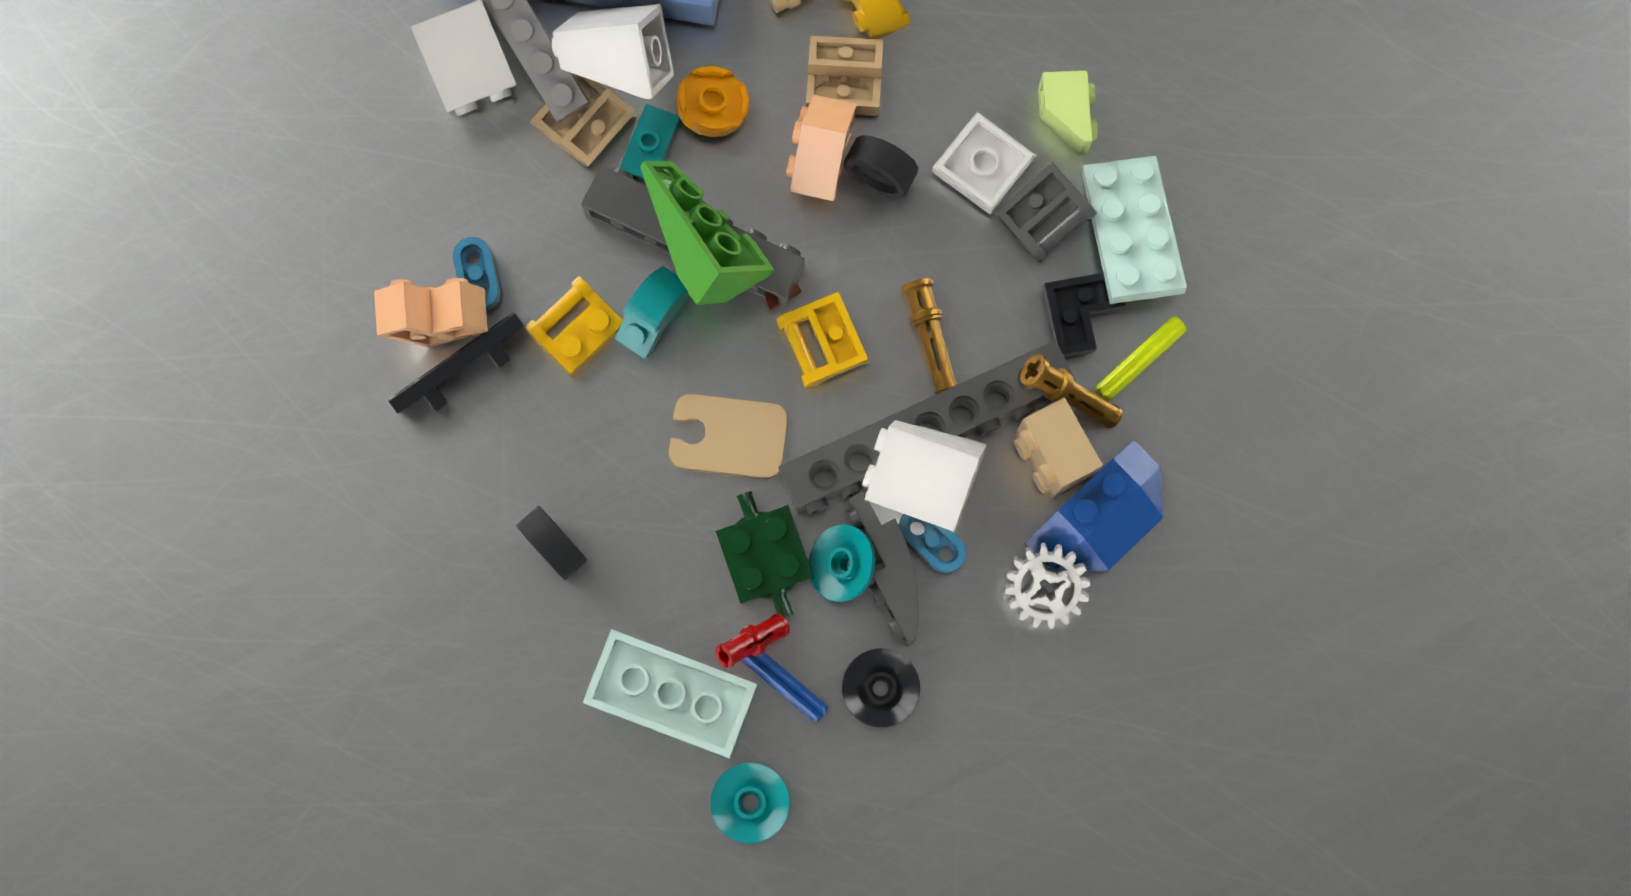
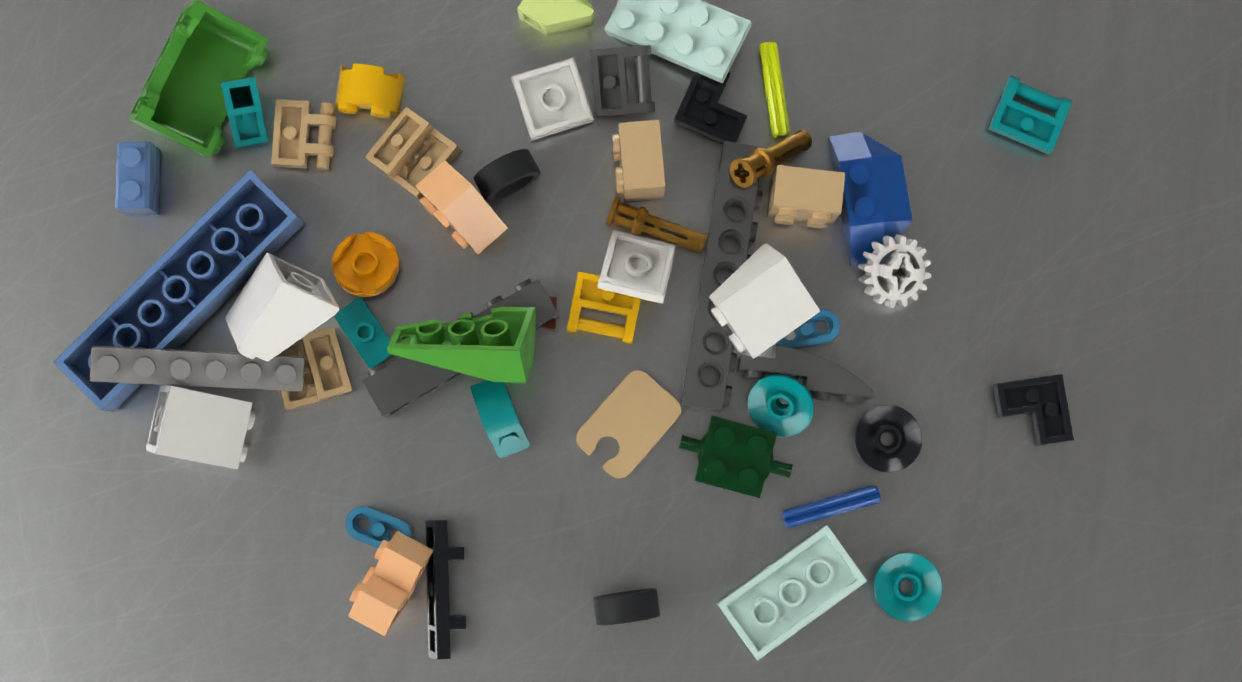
camera: 60 degrees left, 5 degrees up
(584, 335) = (480, 478): yellow plate -> none
(752, 640) = (795, 508): red pin -> none
(880, 342) = (637, 266): none -> white plate
(980, 275) = (641, 161): none -> tan brick
(1025, 817) = (1044, 399): none -> black plate
(1283, 618) = (1028, 124): none -> teal plate

